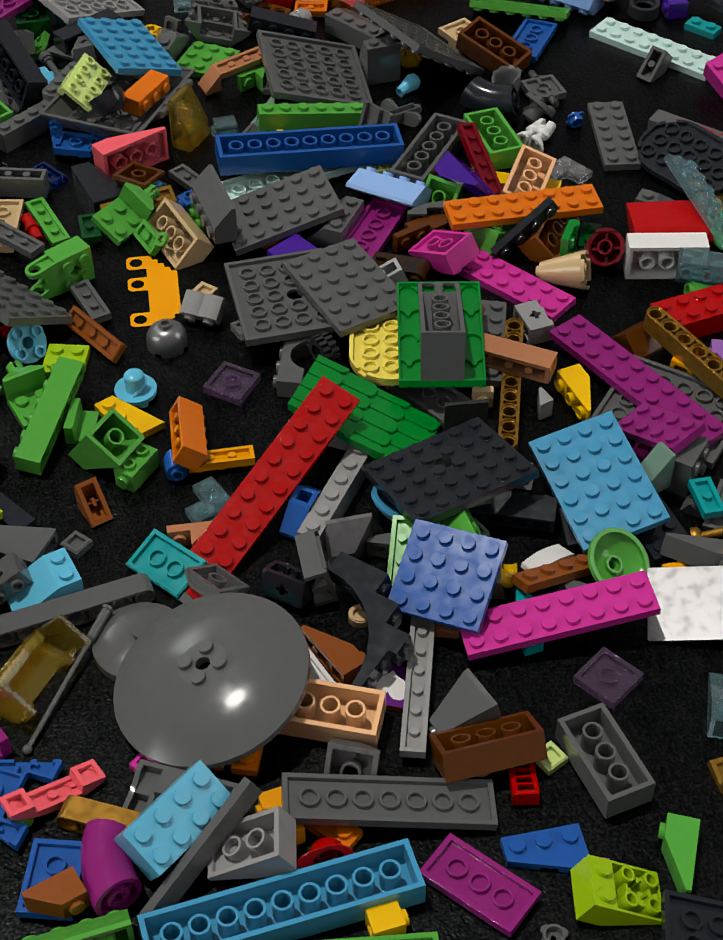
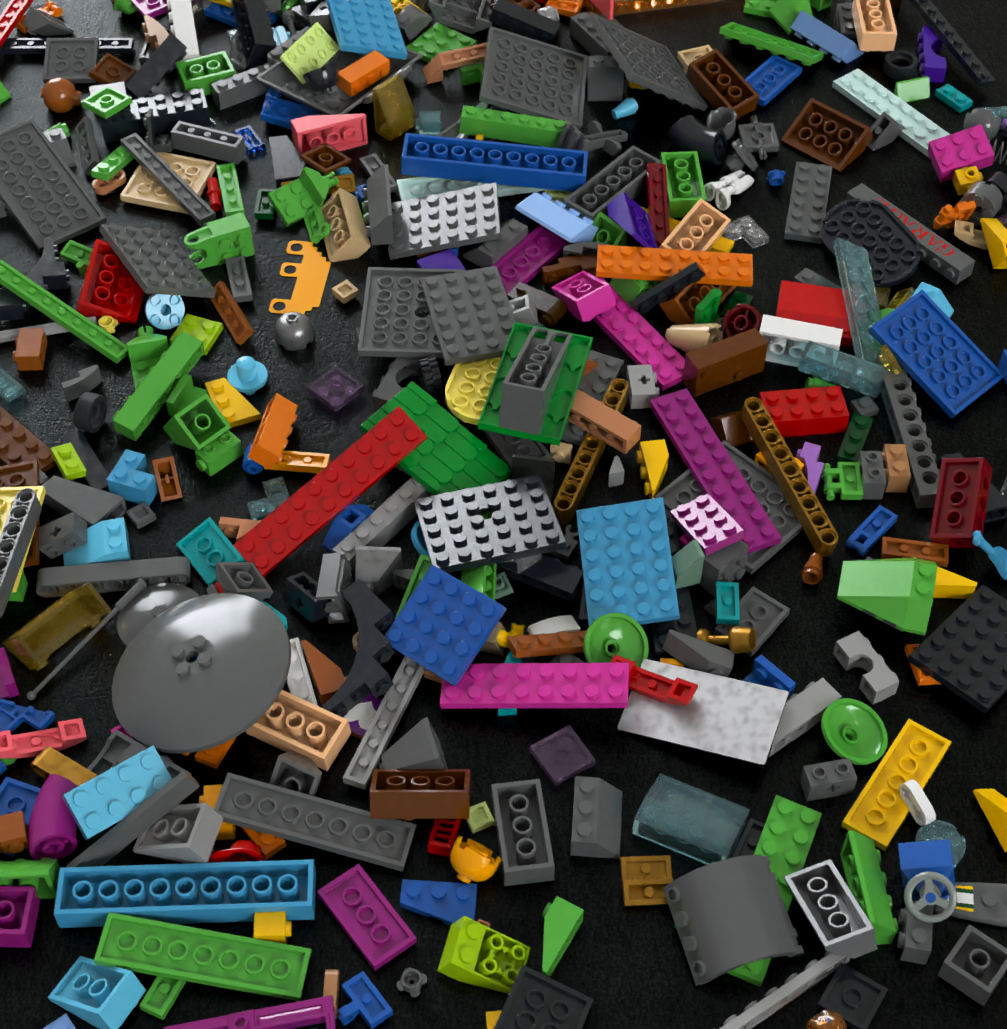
camera: 15 degrees right, 5 degrees up
(55, 511) = (132, 479): none -> dark azure brick
(203, 307) = (337, 307): light grey brick -> none
(568, 801) = (473, 861): none -> light orange cylinder
(604, 284) = (724, 362): none -> reddish brown brick
(607, 75) = (827, 135): none -> reddish brown slope
(665, 25) = (913, 89): none -> slope
(666, 730) = (596, 819): none -> dark grey slope
(682, 591) = (658, 687): none -> red slope

